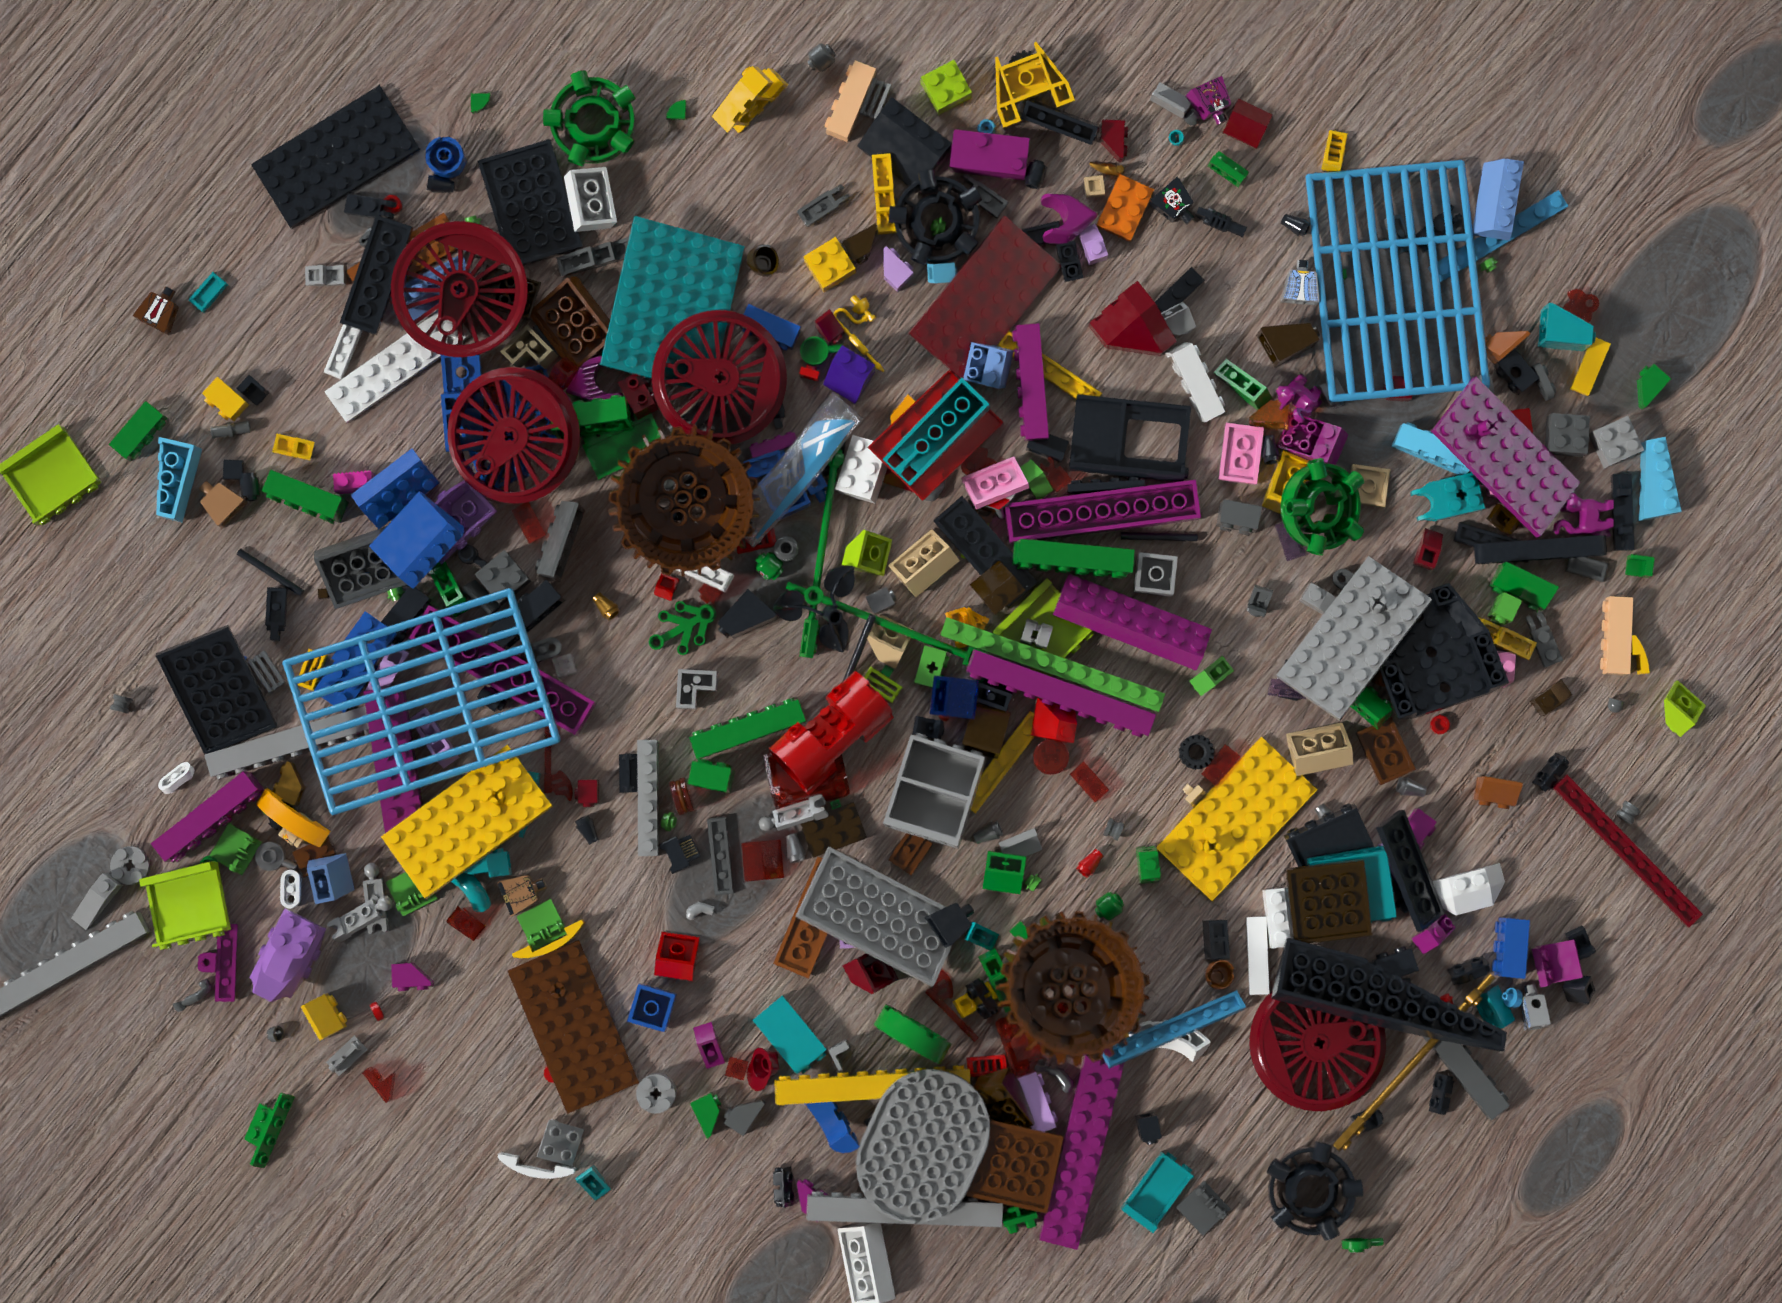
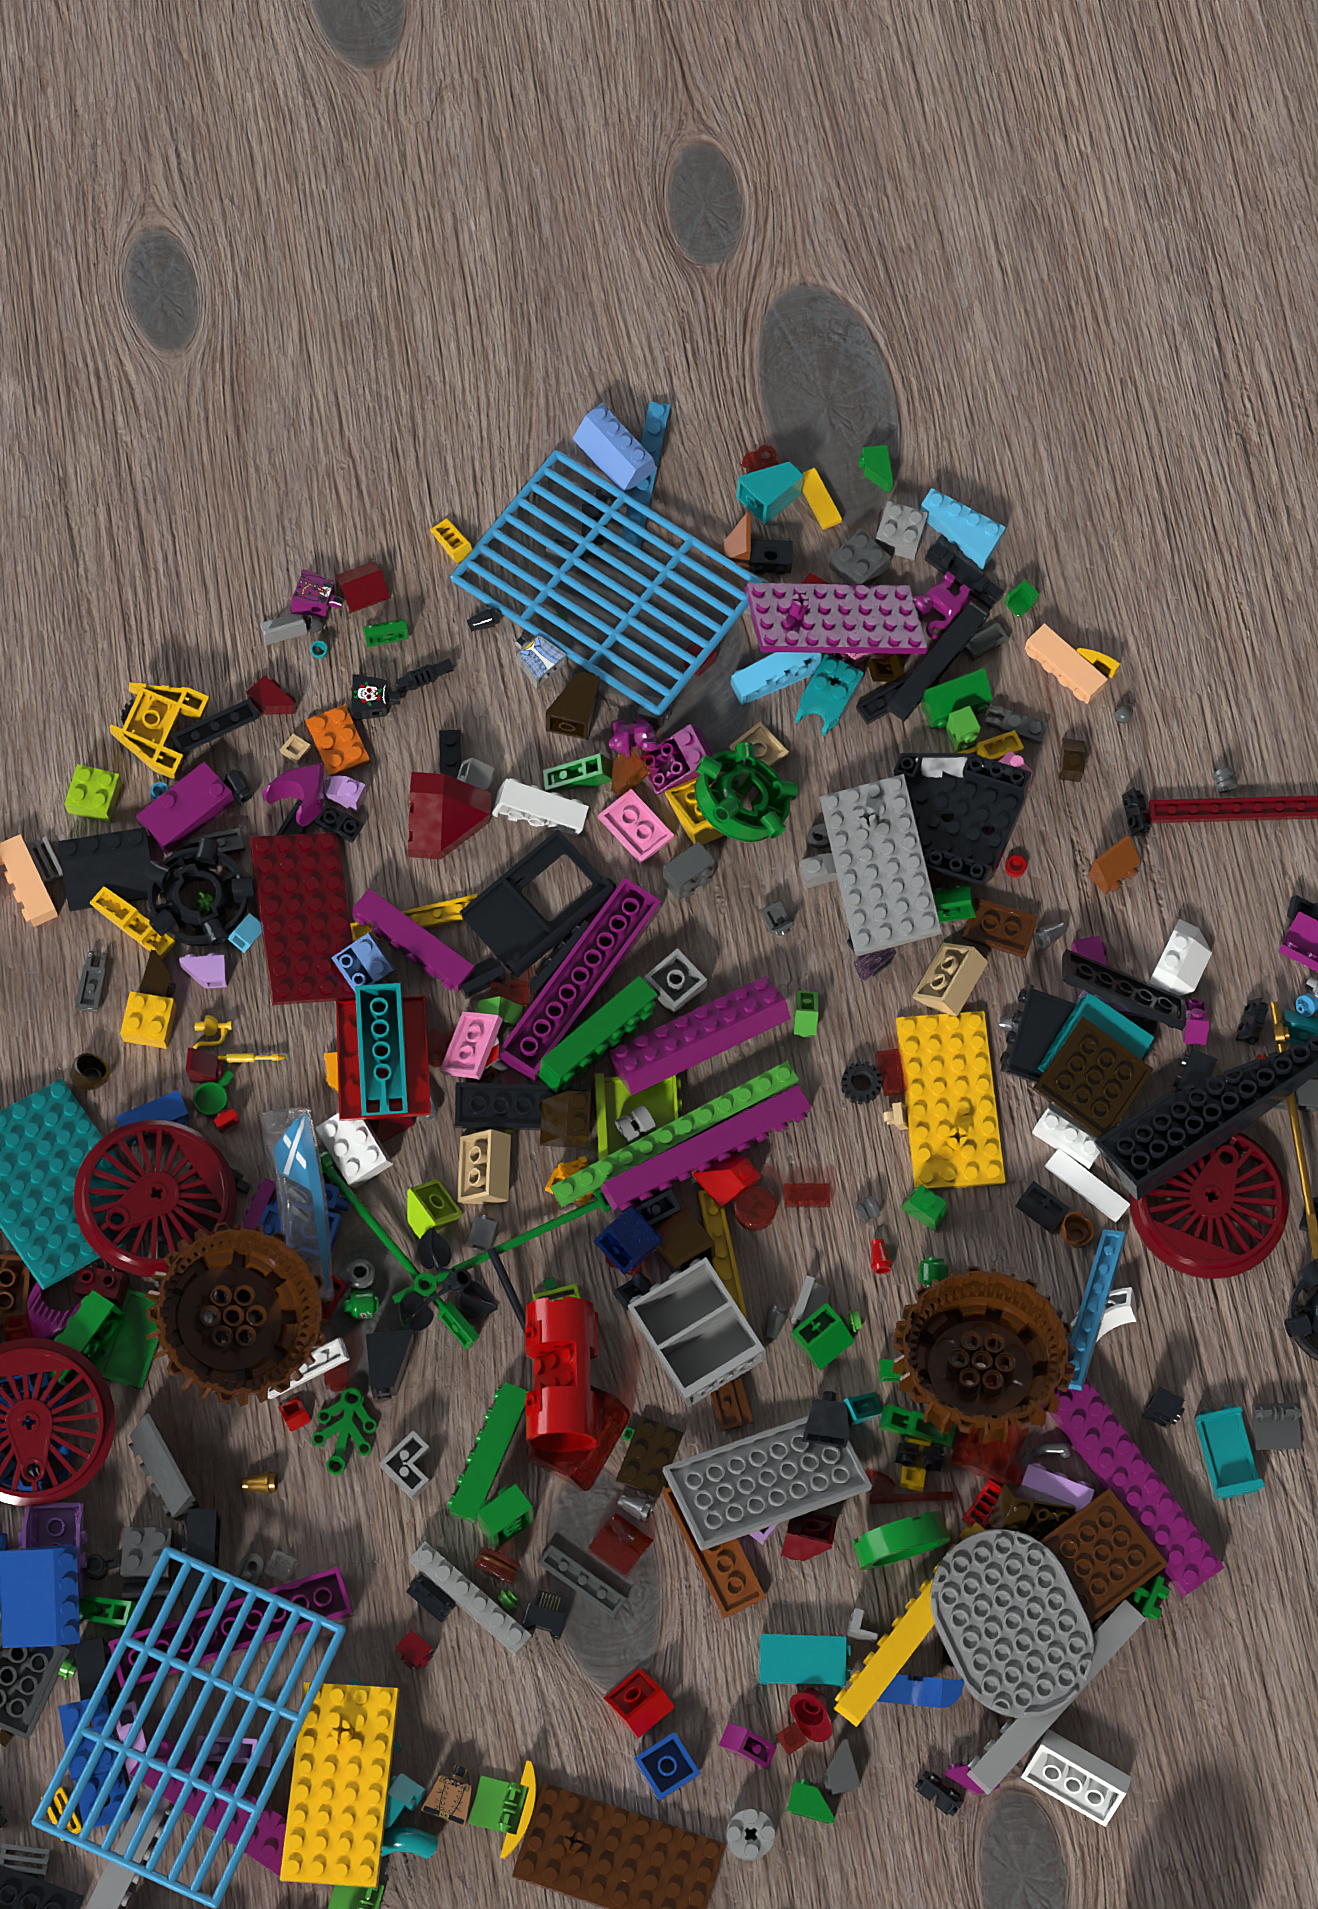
camera: 55 degrees left, 15 degrees down
(465, 923) = (432, 1876): clear red slope -> none
(488, 691) = (256, 1666): black brick -> none
(529, 522) = (120, 1485): clear red plate -> none
(548, 777) = (368, 1677): clear red piece -> none
(587, 829) = (447, 1682): black cone -> none
(697, 908) = (612, 1643): light grey arm -> none
(795, 814) = (605, 1476): light grey plate -> none
(849, 374) = (259, 1084): dark purple slope -> none
(888, 644) = (528, 1260): tan slope -> none
(929, 656) = (572, 1233): bright green brick -> none
(1108, 169) = (292, 725): pearl gold bar -> none
(1158, 536) = (630, 968): black bar -> none
(1270, 452) = (655, 801): black cone -> none
(1291, 549) = (747, 852): clear purple hinge -> none
(1428, 549) = (858, 748): dark red slope -> none
(1488, 264) = (661, 503): bright green plate -> none
(1511, 947) = (1262, 967): blue brick -> none
(1546, 388) = (801, 544): dark grey plate -> none
(1681, 709) = (1174, 666): lime slope -> none

